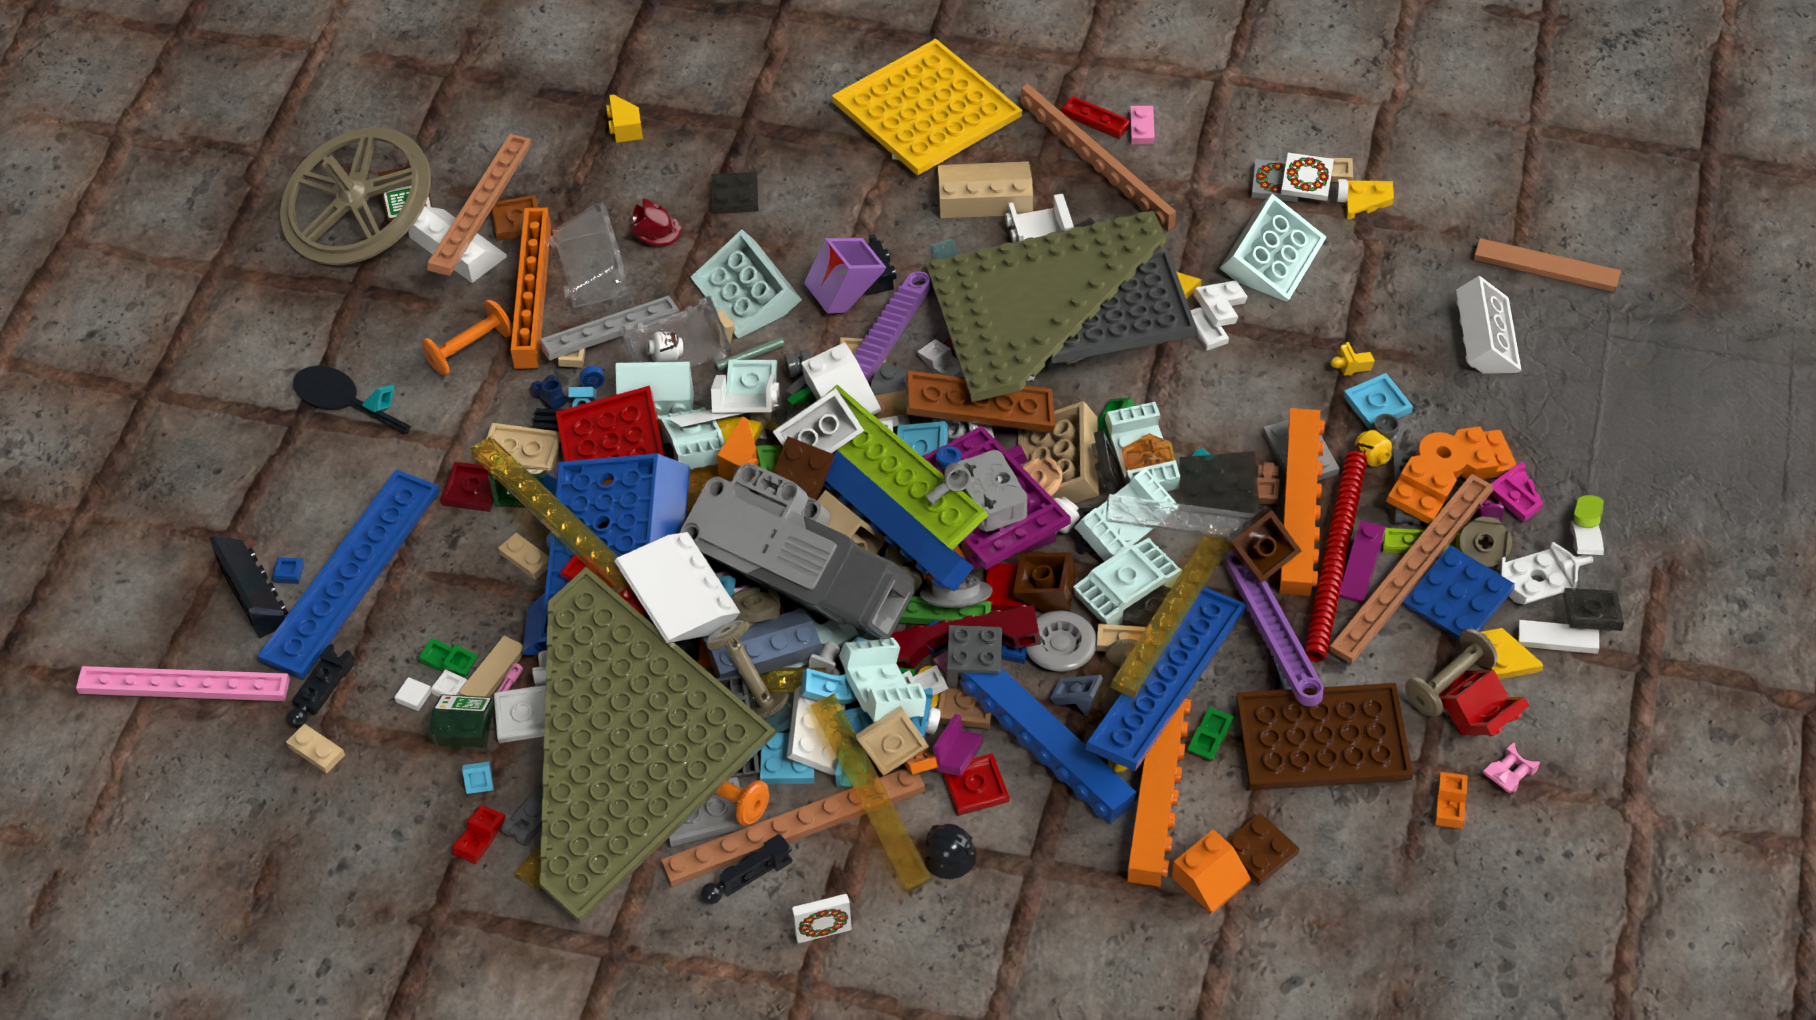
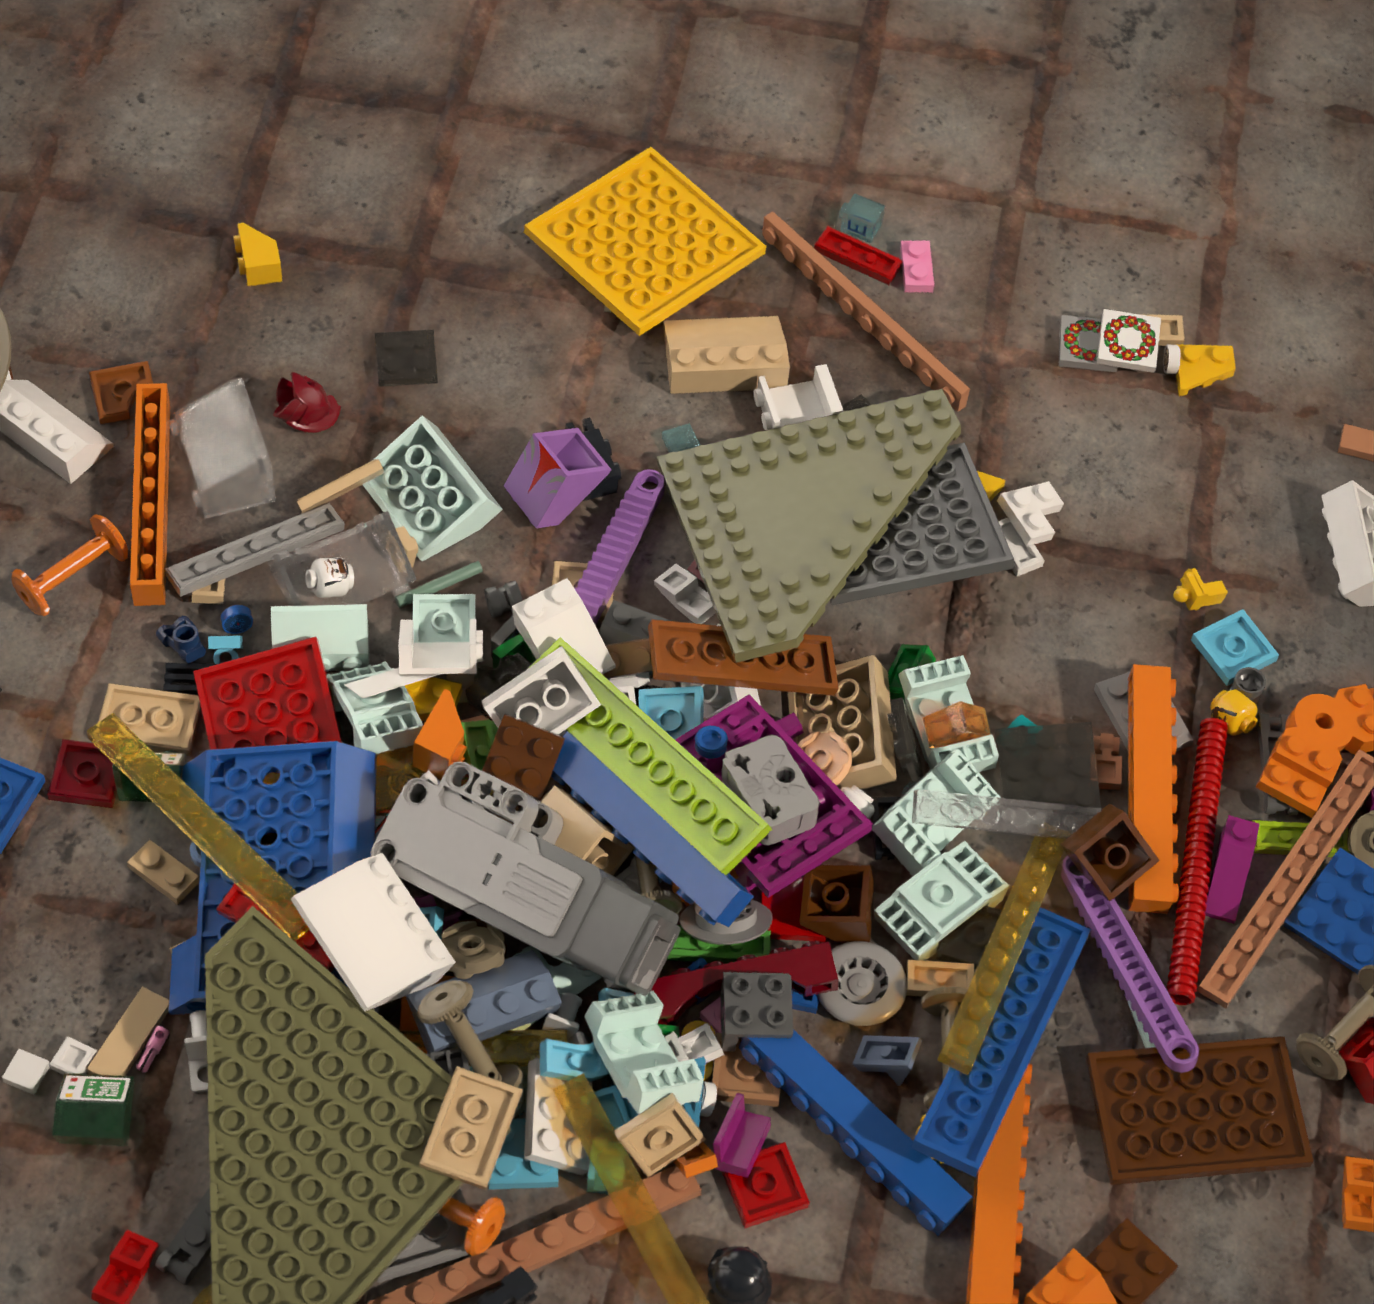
camera: 10 degrees left, 5 degrees up
(442, 657) = (69, 1020): green slope -> none
(477, 777) = (119, 1191): medium azure tile -> none
(478, 205) = (76, 380): nougat plate -> none
(520, 713) = (172, 1097): white tile -> none
(677, 282) = (340, 486): none -> tan tile
(744, 728) = (471, 1128): none -> tan tile
(954, 482) = (729, 780): light grey bar -> none
(1100, 89) = (861, 218): none -> clear light blue brick
(1211, 734) = (1057, 1109): green slope -> none
(1273, 250) = (1092, 440): light aqua slope -> none

